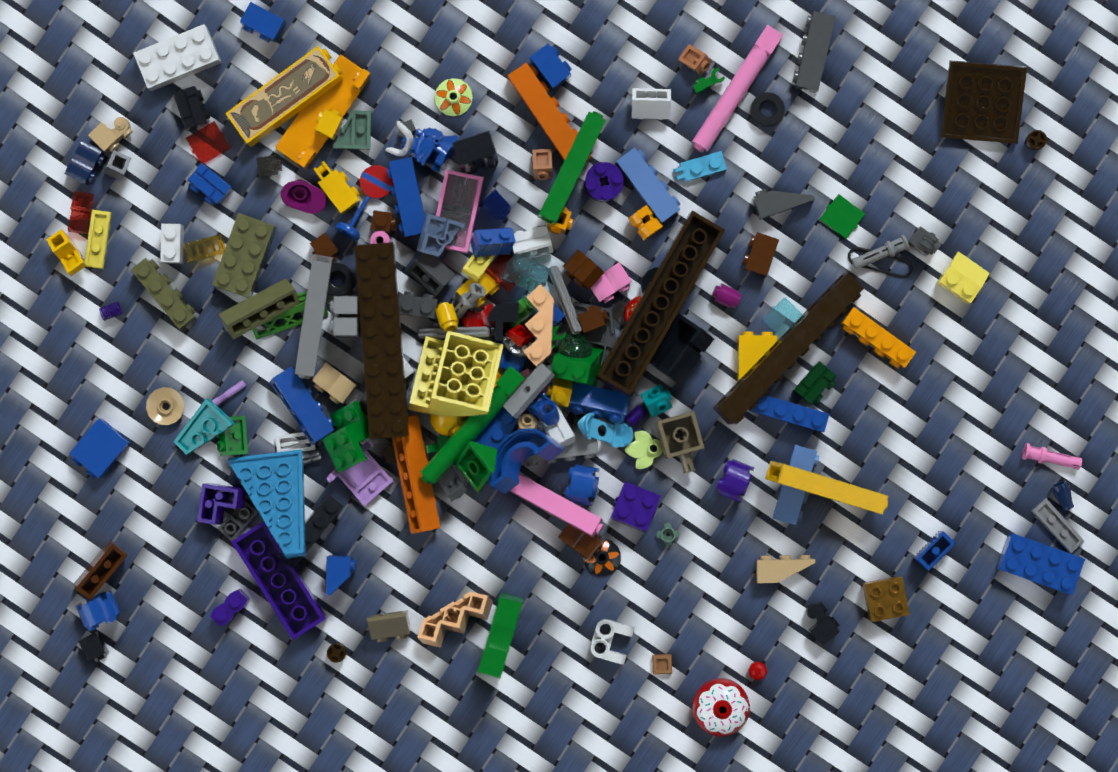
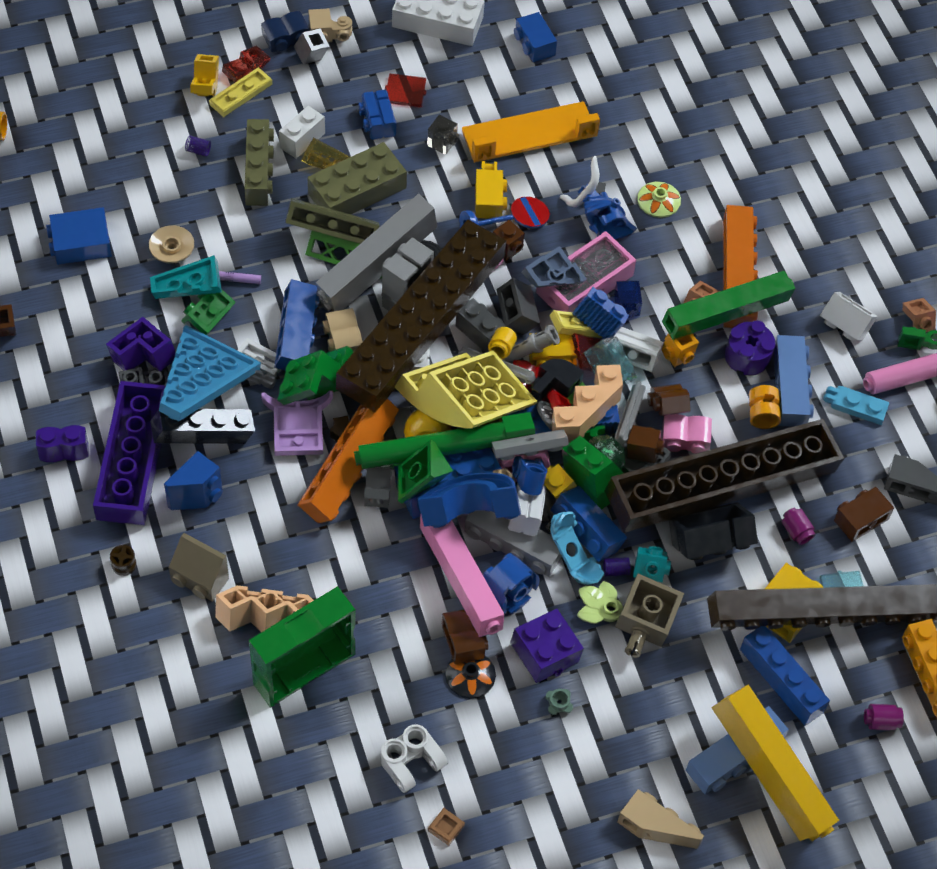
camera: 30 degrees right, 30 degrees down
(191, 108) = (415, 53): black brick -> none
(285, 95) = (506, 94): brick -> none
(303, 196) = (453, 172): magenta piece -> none
(324, 246) = (439, 235): reddish brown brick -> none
(329, 123) = (527, 136): yellow brick -> none
(356, 132) = (545, 163): sand green wing -> none
(408, 196) = (551, 230): blue brick -> none
(475, 152) = (648, 227): black brick -> none
(550, 66) = (773, 227): blue brick -> none
(735, 481) = (676, 694): dark purple brick -> none
(814, 383) = (834, 668): dark green brick -> none
(865, 393) = (883, 717): none -> magenta brick

